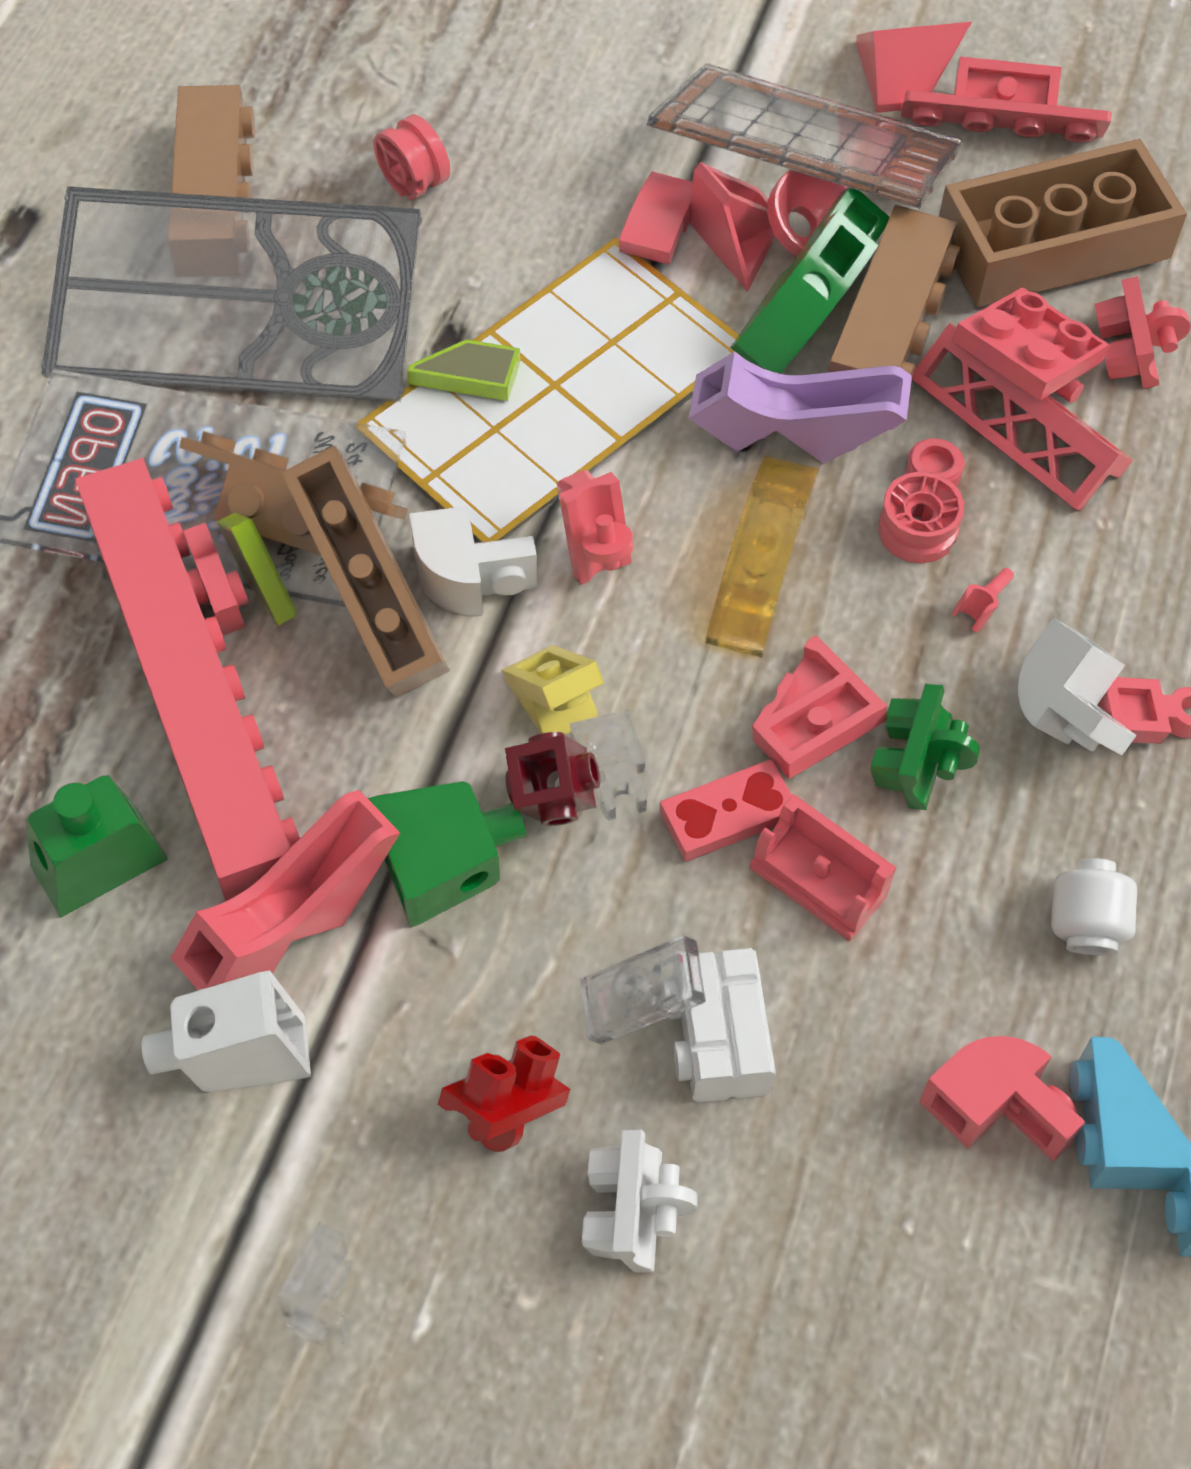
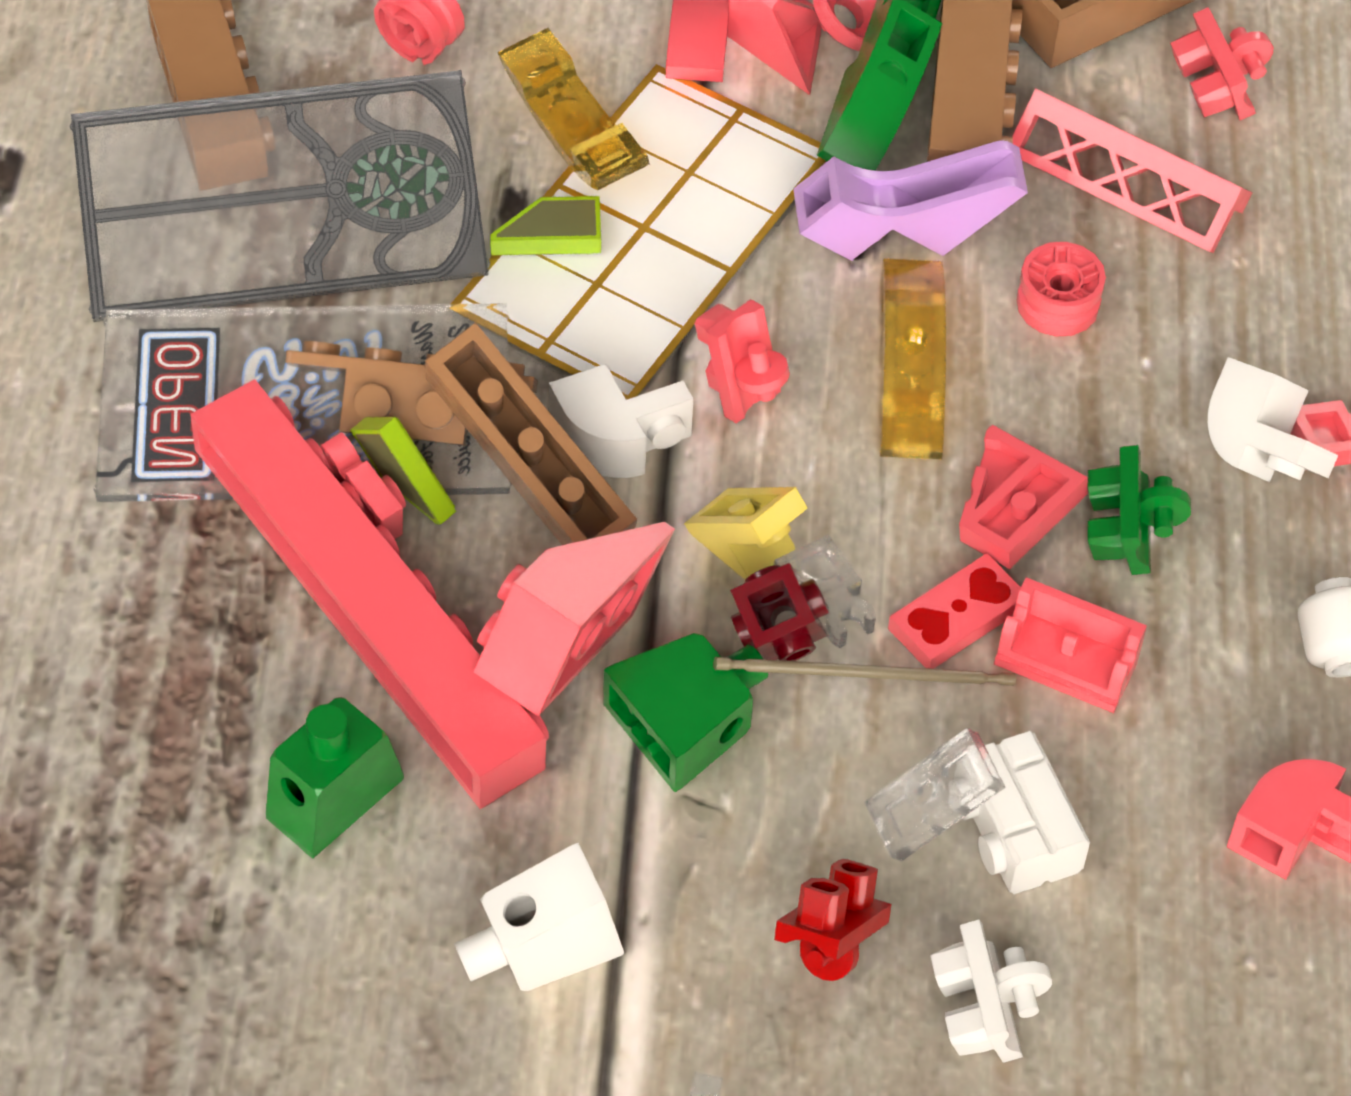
camera: 15 degrees left, 5 degrees down
(298, 897) = (563, 779): coral arch -> none
(344, 737) = (566, 612): none -> coral slope
(519, 264) = (569, 112): none -> clear yellow slope
(616, 851) = (864, 671): none -> dark tan piece
(936, 457) = (1056, 226): coral tile -> none
(982, 601) = (1145, 359): coral hand -> none
(1032, 345) = (1124, 94): coral plate -> none

